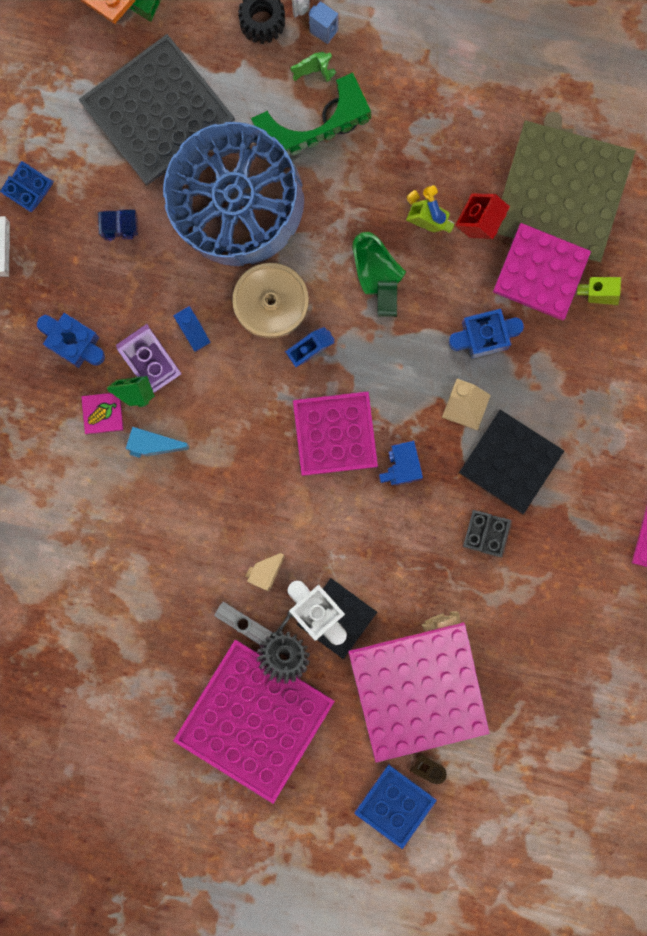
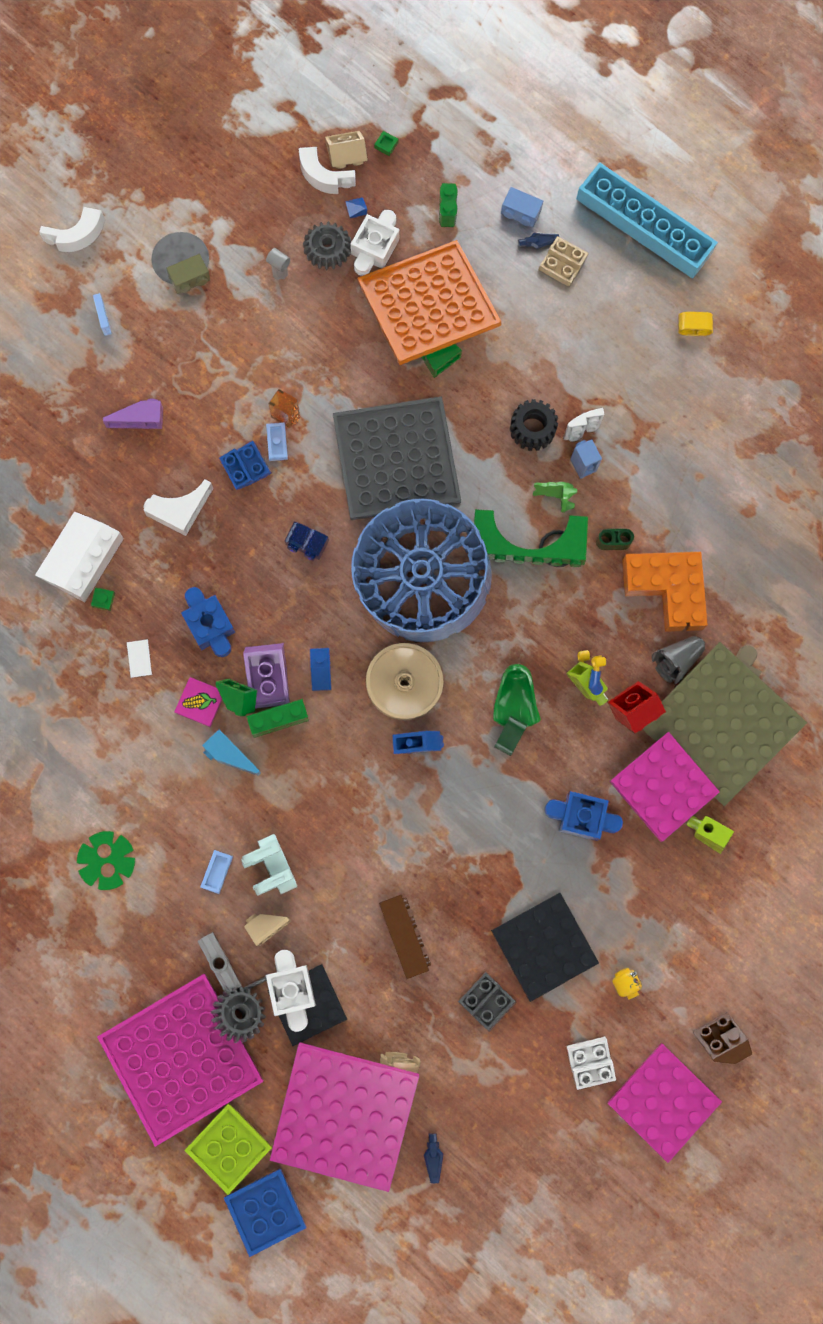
camera: 20 degrees right, 5 degrees down
(28, 404) = (139, 658): none -> white sticker
(34, 116) = (284, 408): none -> clear orange piece
(43, 150) = (277, 441): none -> light blue plate
(80, 595) = (122, 864): none -> green piece
(178, 390) = (277, 718): none -> green brick
(198, 549) = (216, 872): none -> light blue tile
(246, 514) = (276, 864): none -> light aqua piece
(335, 433) = (397, 833): dark pink plate -> none
(335, 772) = (228, 1148): none -> lime plate
(386, 516) = (404, 937): none -> reddish brown brick
(388, 84) = (615, 541): none -> dark green beam
(406, 466) = (446, 898): blue hinge -> none
(435, 773) = (319, 1201): dark brown plate -> none
(456, 88) = (676, 578): none -> orange piece
(466, 404) = (531, 871): tan slope -> none
(495, 156) = (677, 659): none -> dark grey cone
(512, 686) = (433, 1159): none -> dark blue piece
(597, 454) = (627, 983): none -> yellow head
(601, 537) = (591, 1063): none -> white slope

